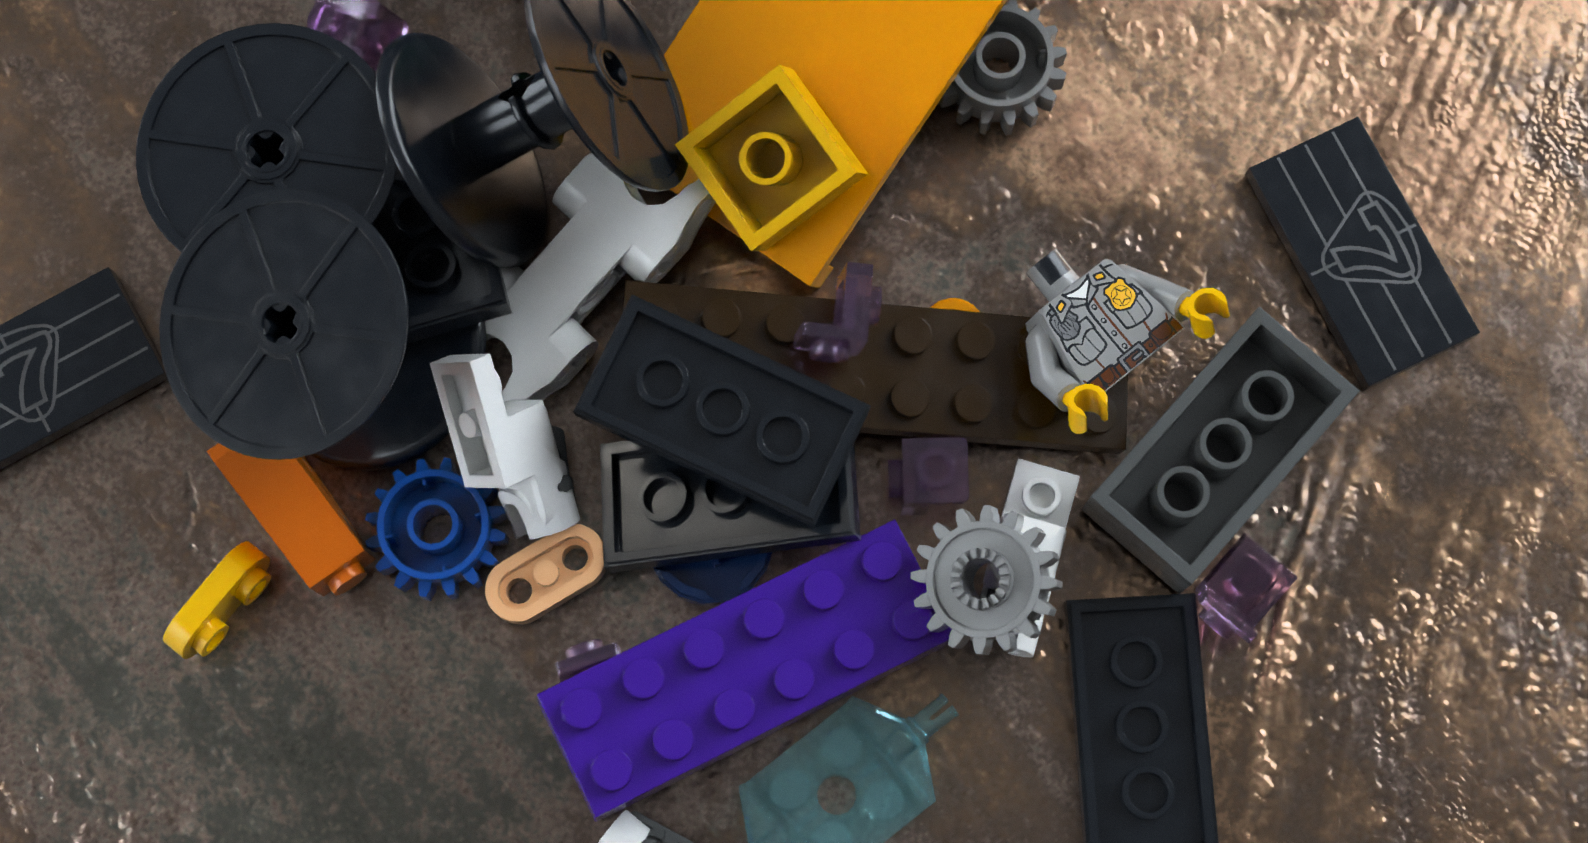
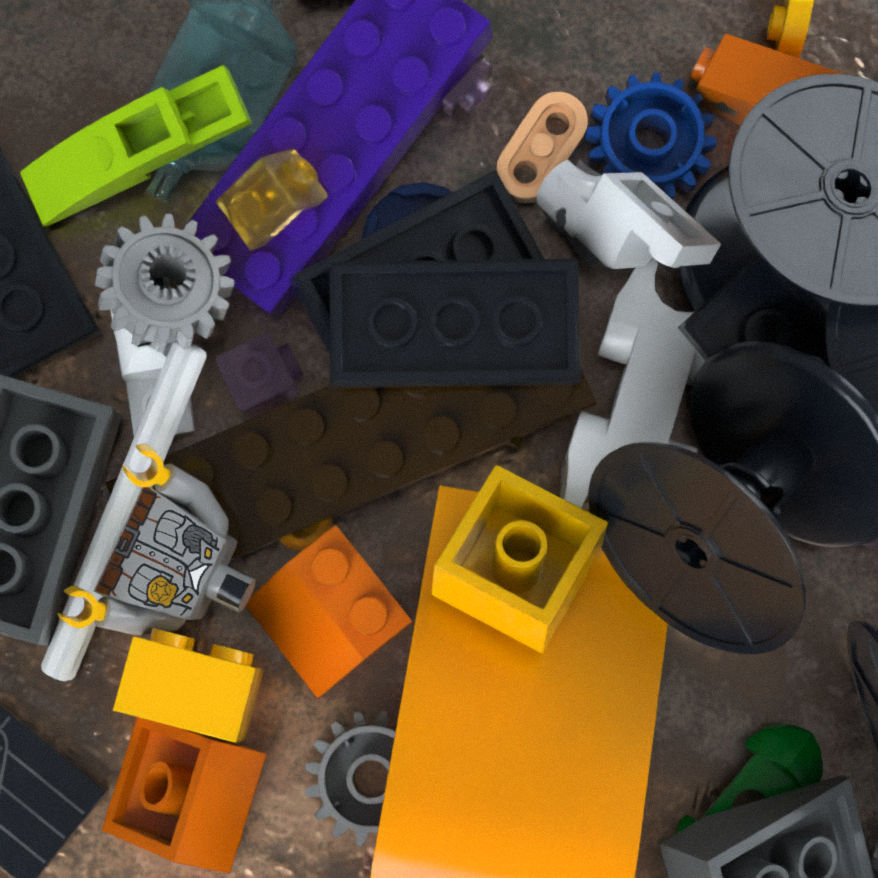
camera: 150 degrees right, 5 degrees up
(840, 616) = (271, 196): none -> clear yellow bracket
(855, 309) = (385, 469): clear purple bracket -> none
(949, 756) = (133, 142): none -> lime slope
(964, 228) = (327, 611): none -> orange slope
(1124, 402) = (157, 430): none -> white axle
(1129, 204) = (190, 688): none -> yellow brick
(1178, 130) = (184, 795): none -> orange slope

